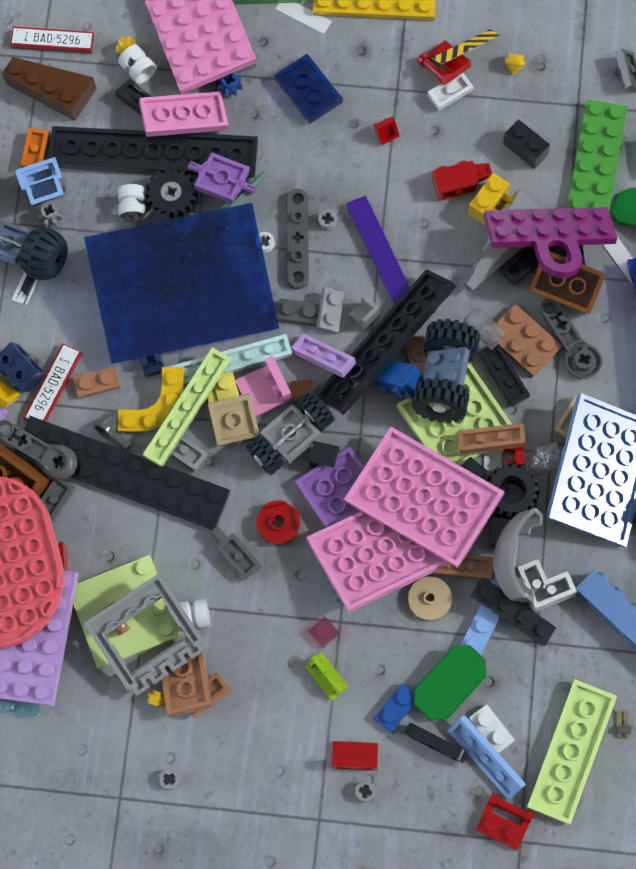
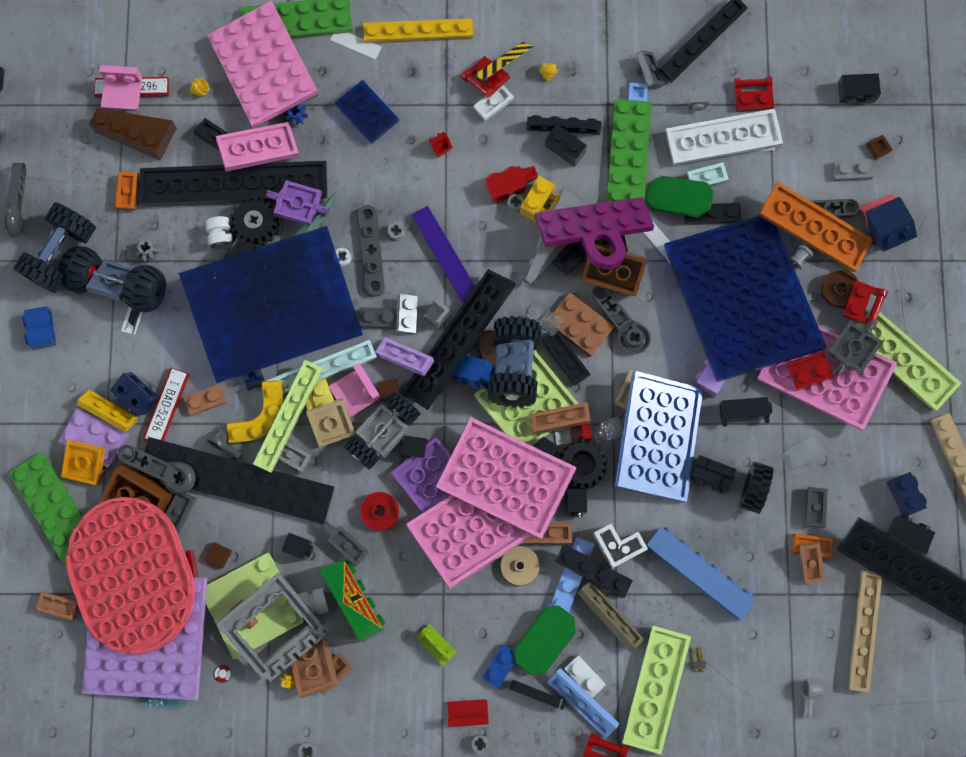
camera: 10 degrees left, 5 degrees up
(41, 37) = (121, 87): none -> bright pink bracket
(41, 181) = (135, 221): light blue plate -> none
(83, 684) = (222, 673): none -> sticker
(93, 552) = (218, 555): none -> reddish brown tile
(137, 64) = (212, 104): white wheel -> none
(182, 551) = (297, 546): none -> black brick
(238, 614) = (352, 600): none -> green slope
(324, 632) = (429, 605): clear pink plate -> none
(464, 194) = (511, 206): none -> light grey bush
(506, 555) = (584, 522): light grey windscreen -> none
(527, 664) = (610, 616): none -> dark tan plate
(538, 123) = (571, 125): none -> black plate
(613, 94) = (638, 92): none -> light blue tile

